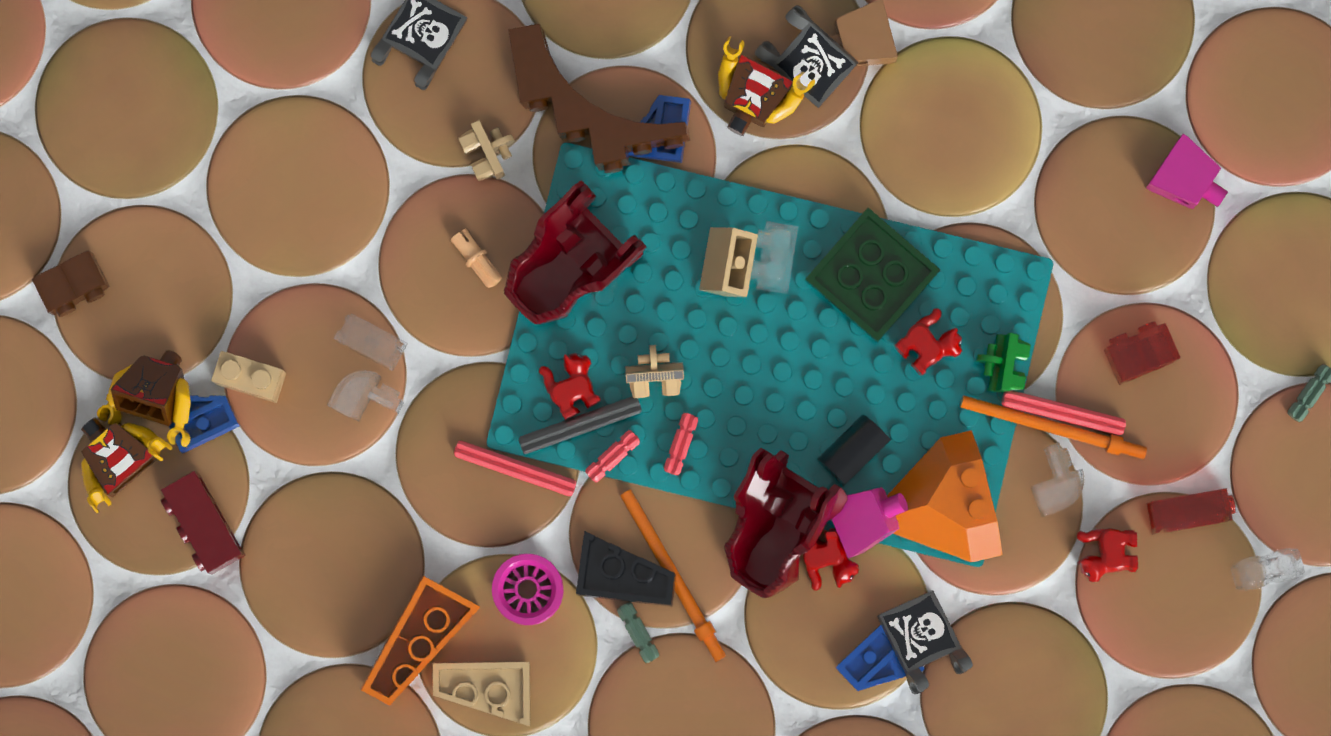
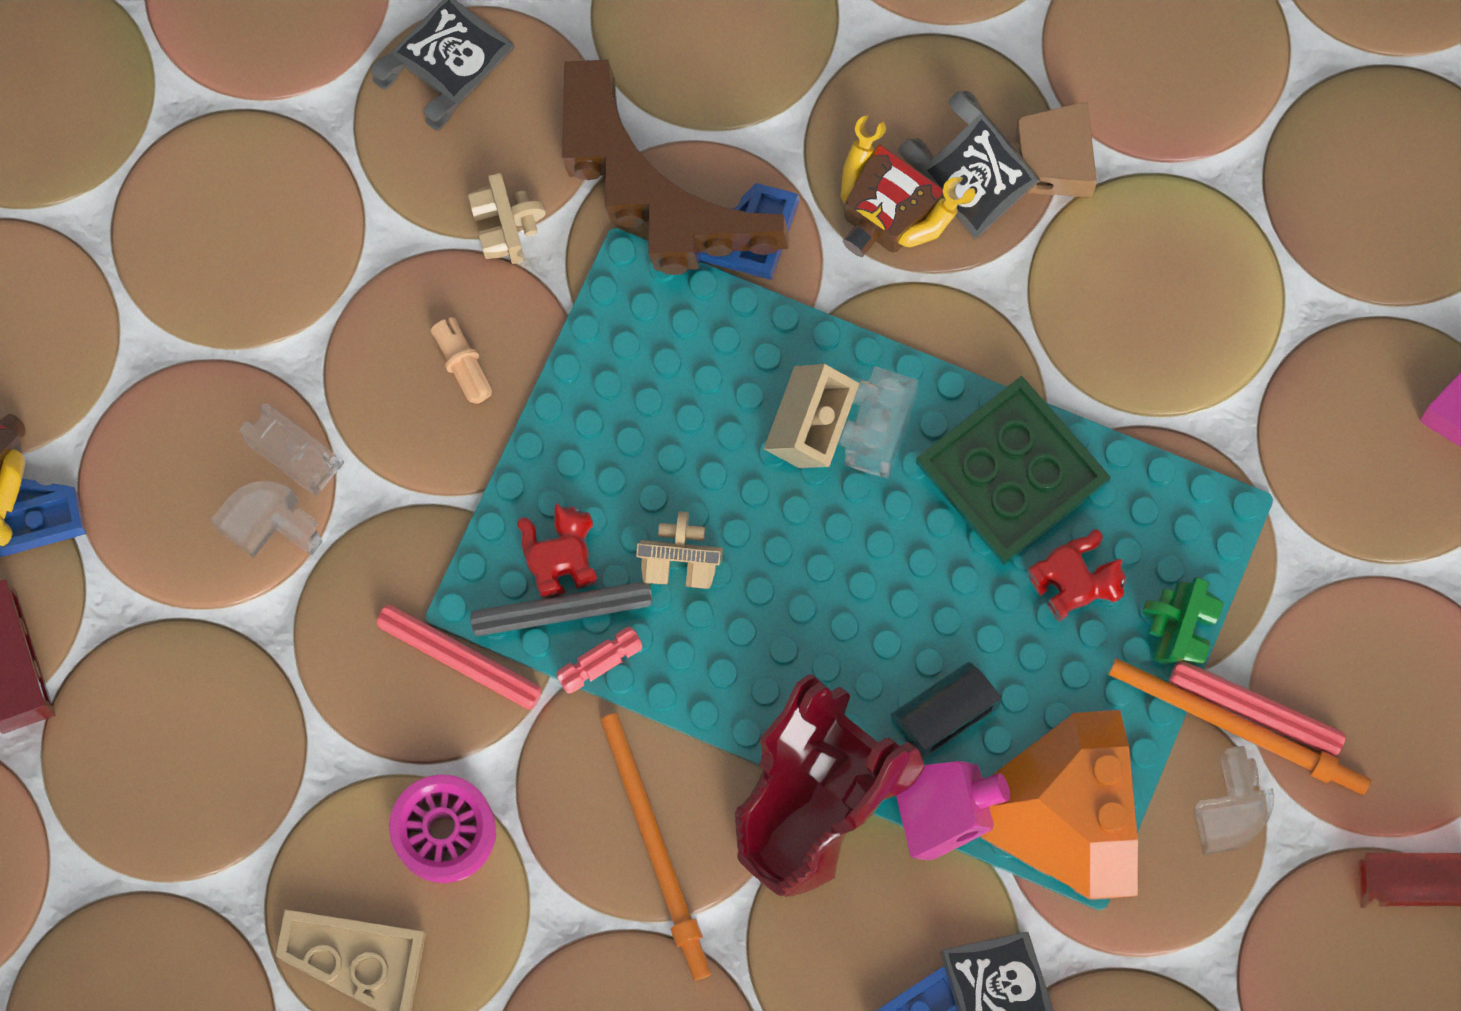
camera: 10 degrees right, 10 degrees down
(248, 376) = (111, 466): tan brick -> none
(420, 633) = (273, 864): orange wedge -> none
(567, 259) = (586, 373): dark red animal -> none
(622, 576) = (580, 832): black wing -> none
(638, 632) = (589, 918): sand green axle -> none
(681, 444) = (699, 659): coral axle -> none
(829, 554) = (873, 851): red animal -> none
(1111, 550) = (1298, 919): red animal -> none
(1142, 352) = (1382, 643): clear red brick -> none

